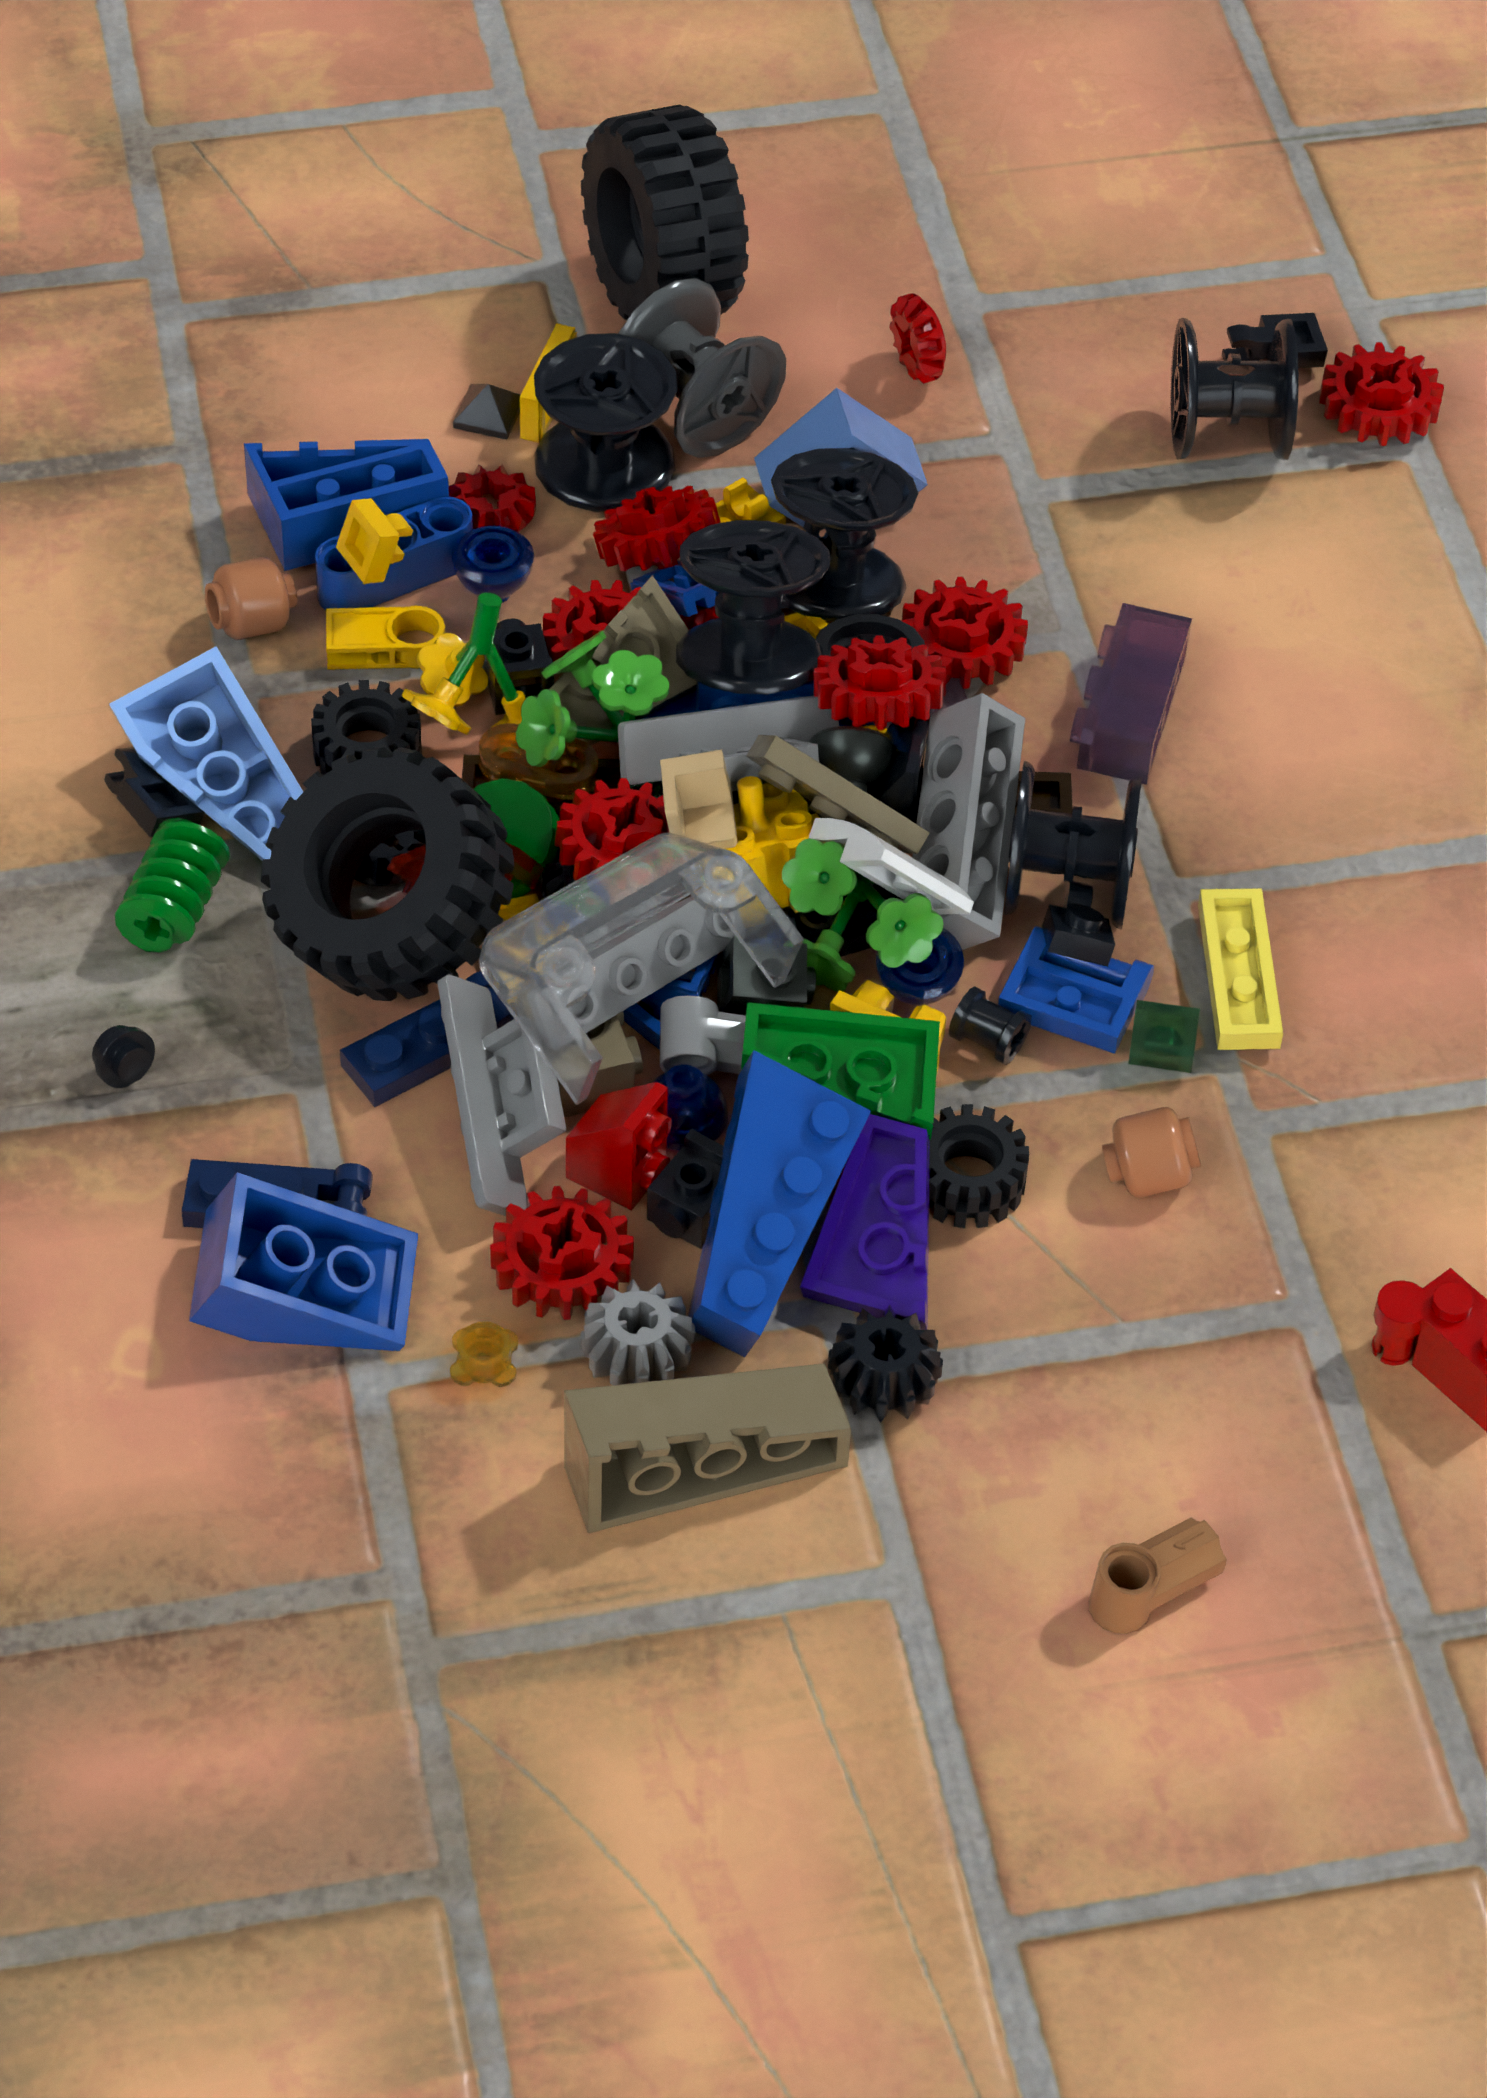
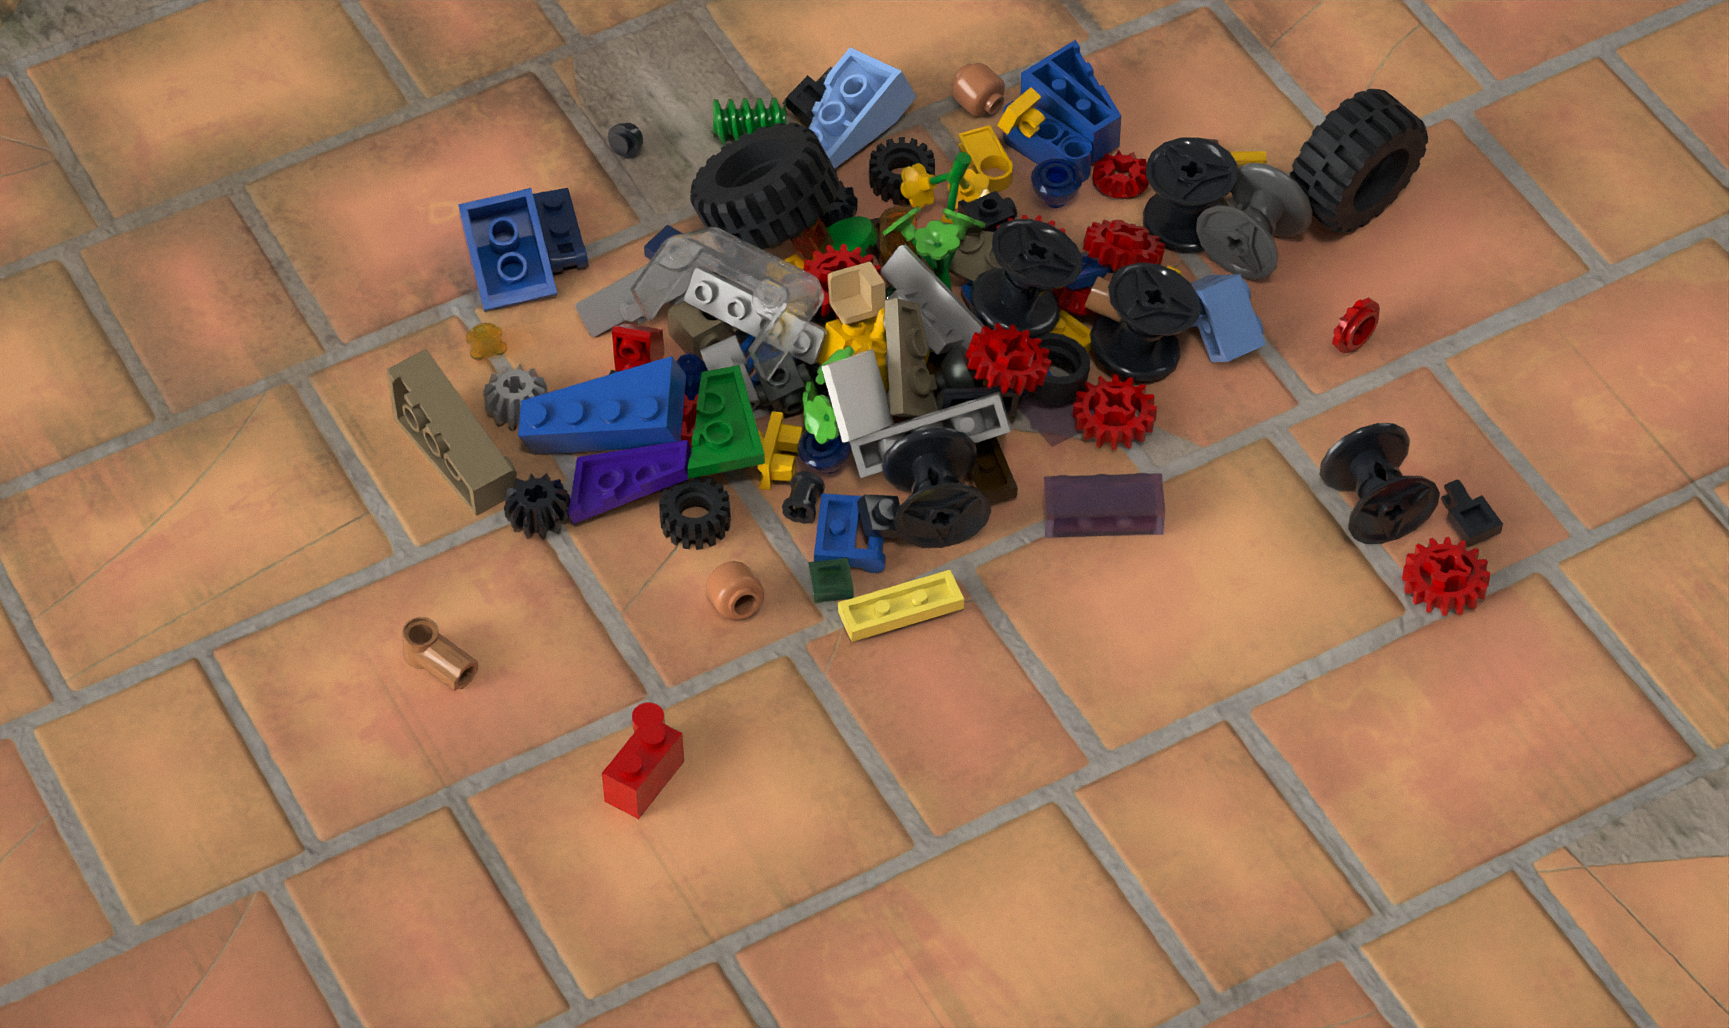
camera: 75 degrees right, 0 degrees up
(561, 1251) = (562, 350): red gear -> none

